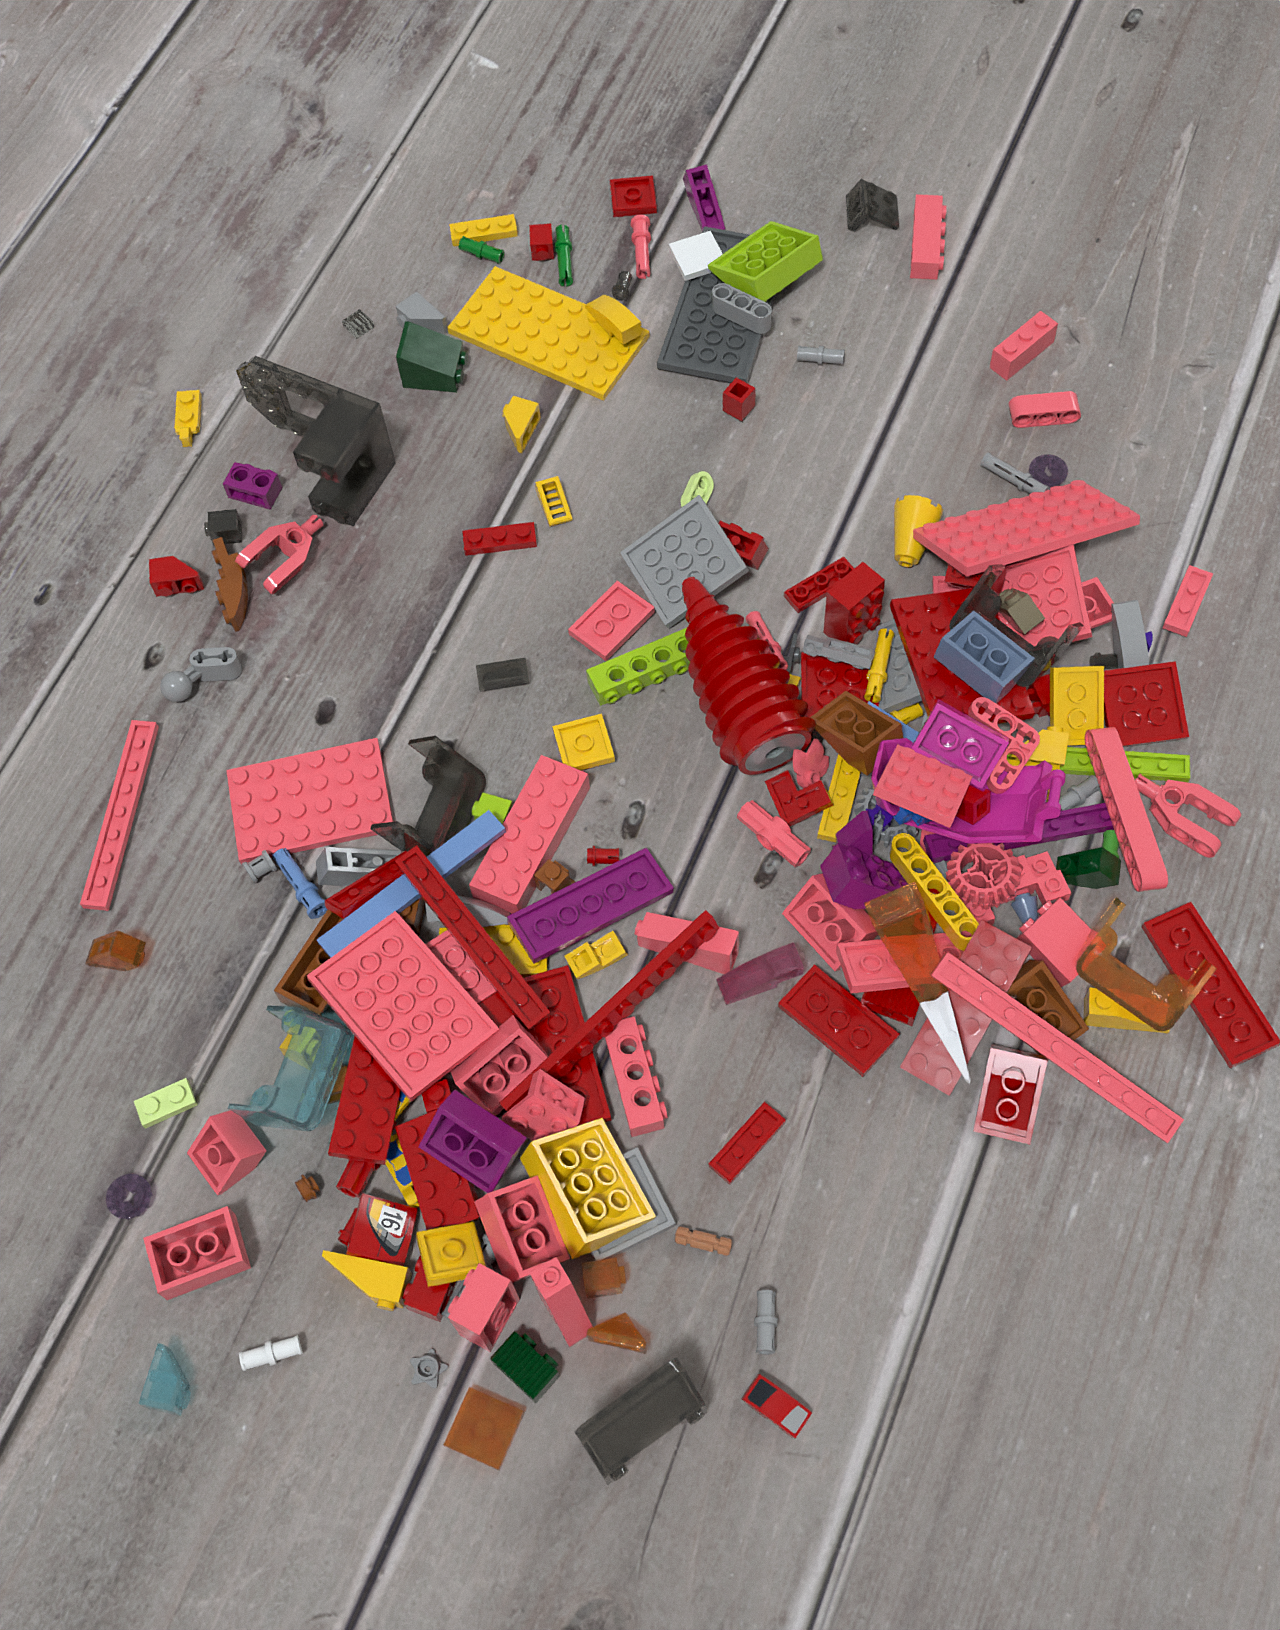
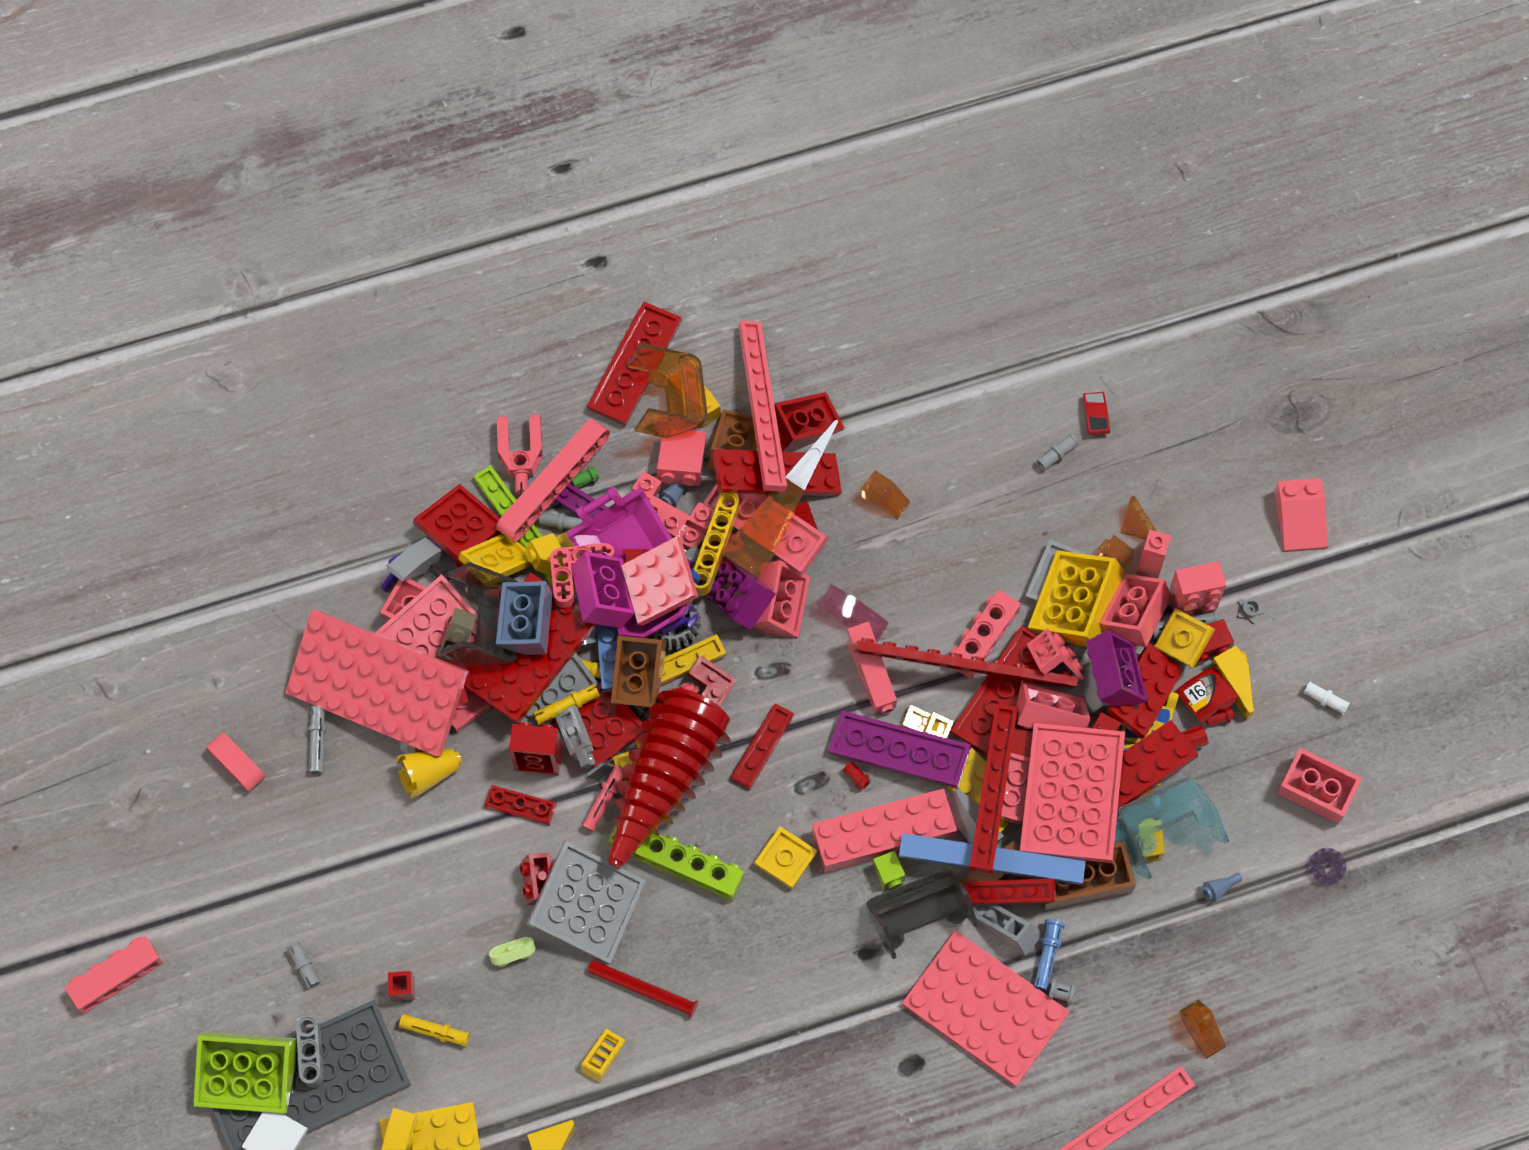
camera: 135 degrees left, 5 degrees up
(165, 1103) = (1257, 901): yellowish green plate -> none
(166, 1384) = (1398, 737): clear light blue slope -> none
(209, 1075) = (1215, 889): none -> sand blue cone
(225, 1151) = (1250, 830): coral slope -> none
(307, 1187) = (1223, 764): dark orange plate -> none
(472, 1522) = (1301, 514): none -> coral slope
(484, 1428) = (1251, 551): clear orange plate -> none
(499, 538) = (667, 1068): red plate -> none
(502, 674) = (779, 960): clear smoke plate -> none
(525, 1366) = (1199, 548): dark green brick -> none
(553, 876) = (900, 787): dark orange window -> none
(575, 564) = (643, 988): none -> red axle
(611, 620) = (672, 922): coral plate -> none
(640, 1419) = (1175, 457): clear smoke windscreen -> none
(677, 409) = (442, 1032): none -> yellow pin
(703, 804) = (762, 746): none -> red tile
(703, 1241) = (1043, 520): nougat axle -> none
(747, 1143) = (964, 542): red tile -> none
(773, 833) = (748, 681): coral piece -> none
(838, 1020) = (845, 549): red plate -> none
(857, 834) = (717, 621): magenta slope -> none
(861, 1104) = (885, 495): none -> clear orange slope
(871, 202) = (111, 1044): clear smoke bracket -> none
(991, 862) = (687, 506): coral gear -> none
(1023, 345) = (182, 818): coral brick -> none
(1056, 467) = (293, 711): clear purple gear -> none
(1090, 868) = (612, 474): dark green slope -> none
(1187, 601) = (342, 554): coral plate -> none

